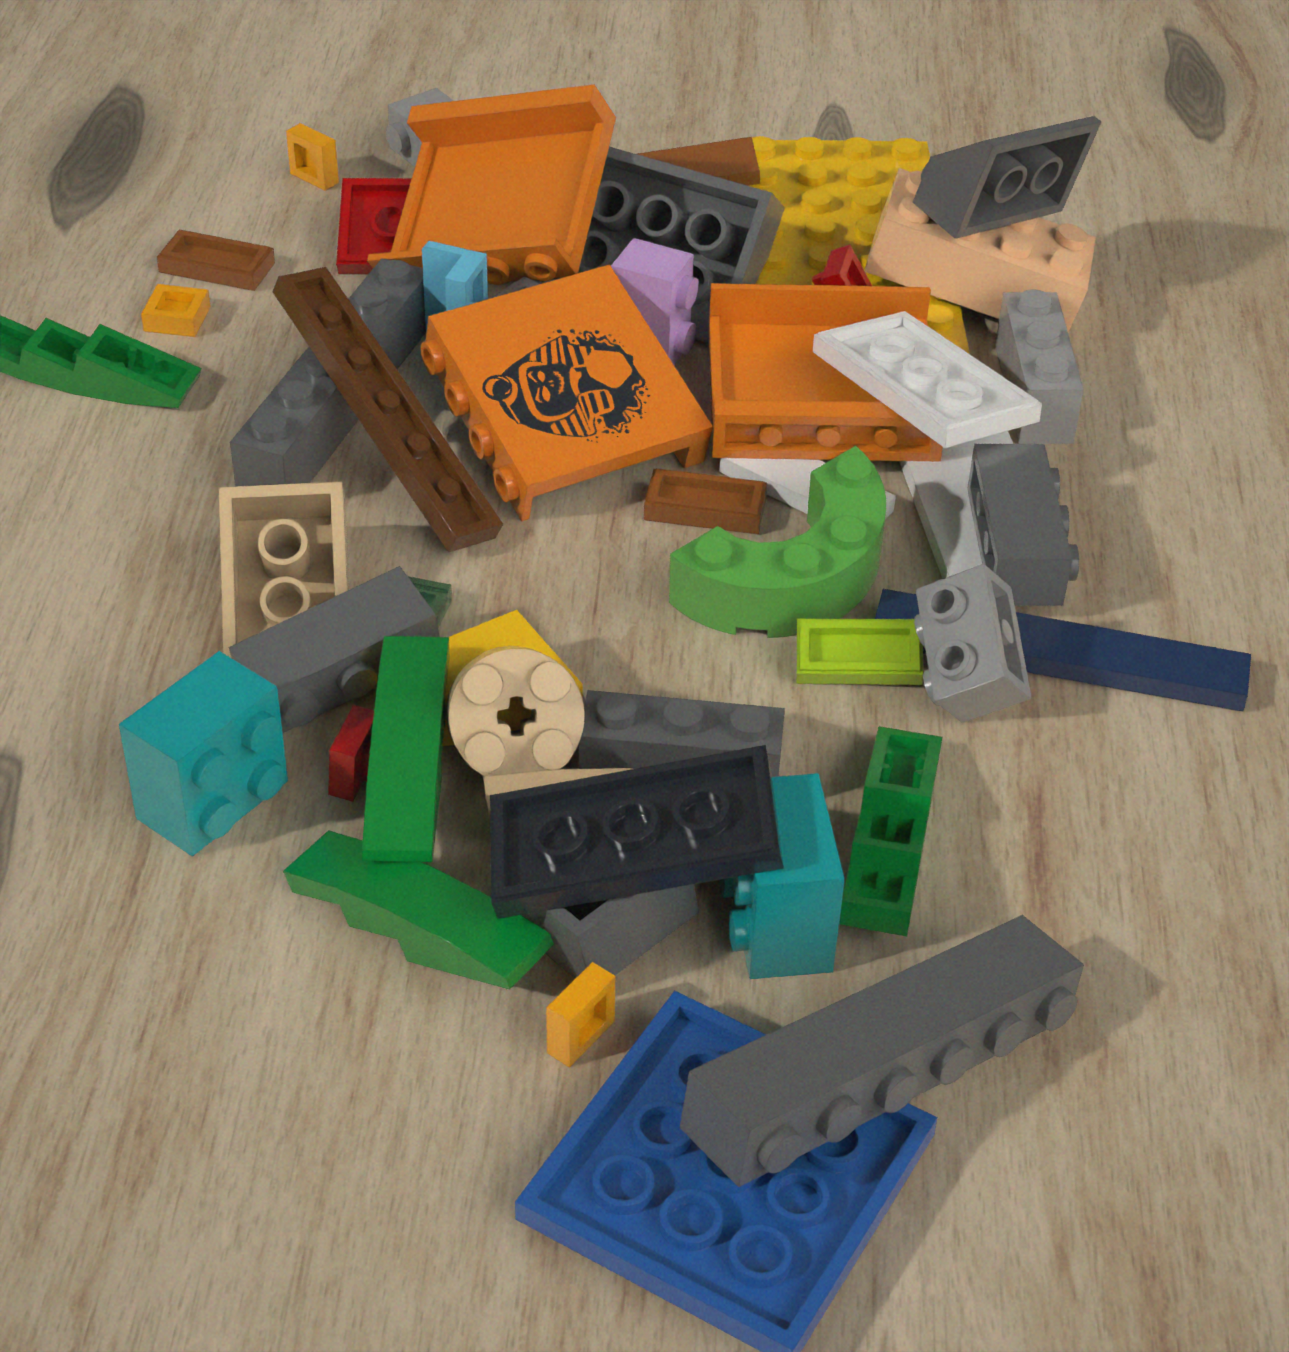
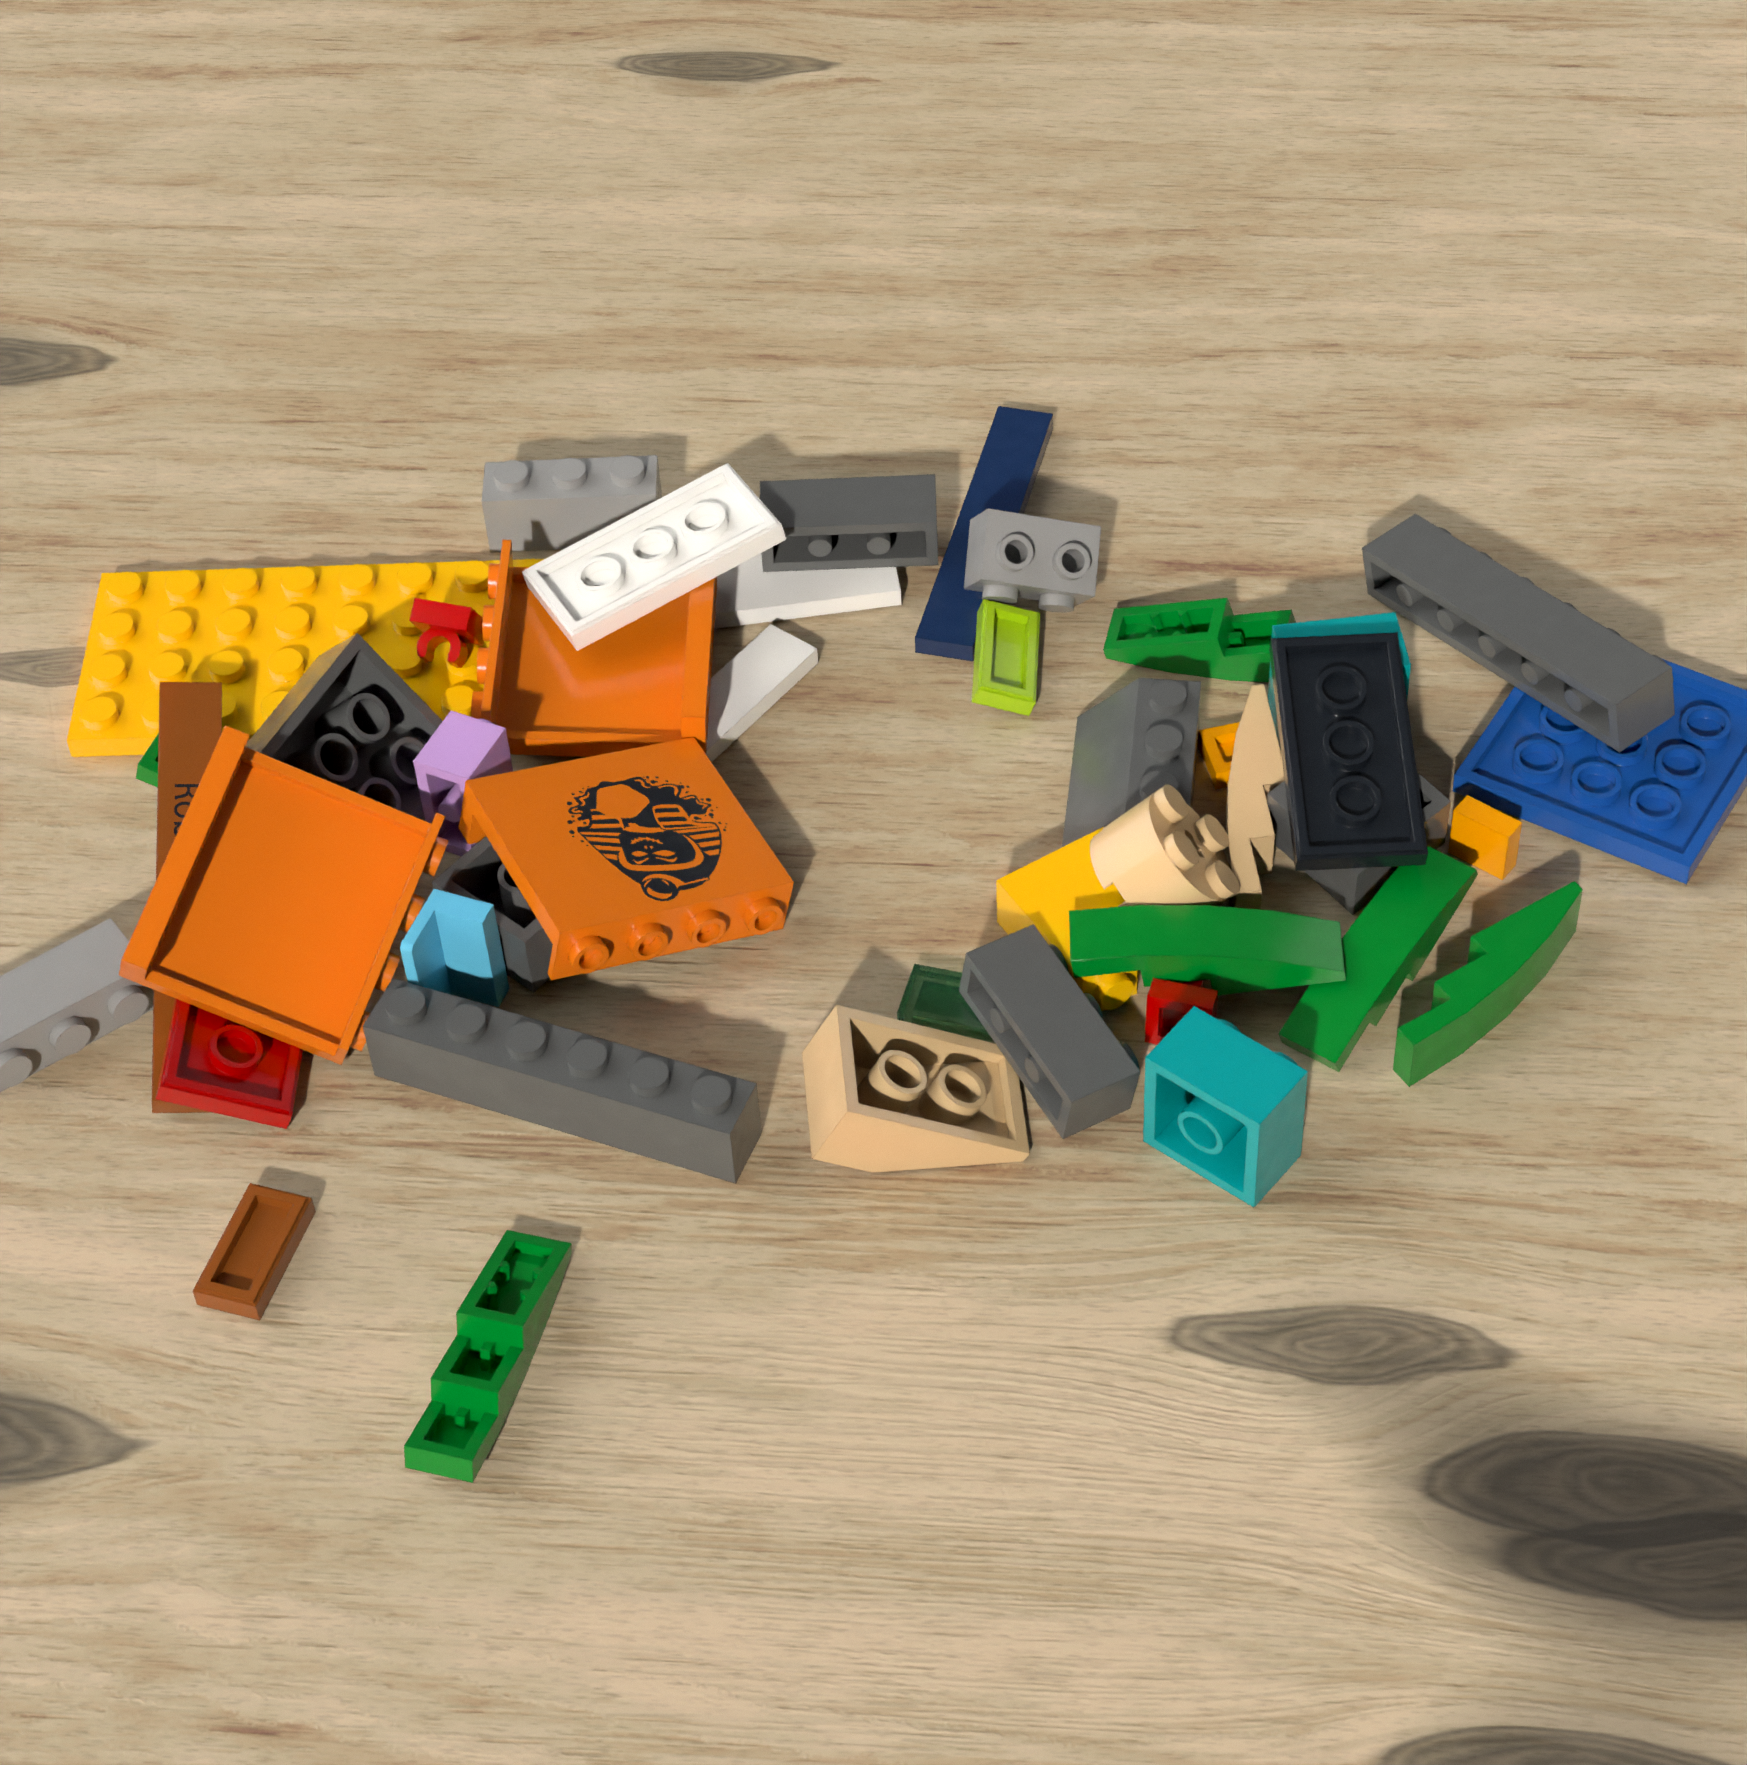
camera: 85 degrees left, 5 degrees up
(175, 310) = (367, 1279): light orange tile -> none
(312, 156) = (43, 1155): light orange tile -> none
(377, 1011) = (1499, 973): none -> green slope
(387, 409) = (667, 996): reddish brown plate -> none
(705, 501) = (767, 770): dark orange tile -> none
(811, 576) = (897, 656): bright green brick -> none
(982, 265) = (394, 520): light nougat brick -> none
(1005, 178) = (368, 432): dark grey slope -> none

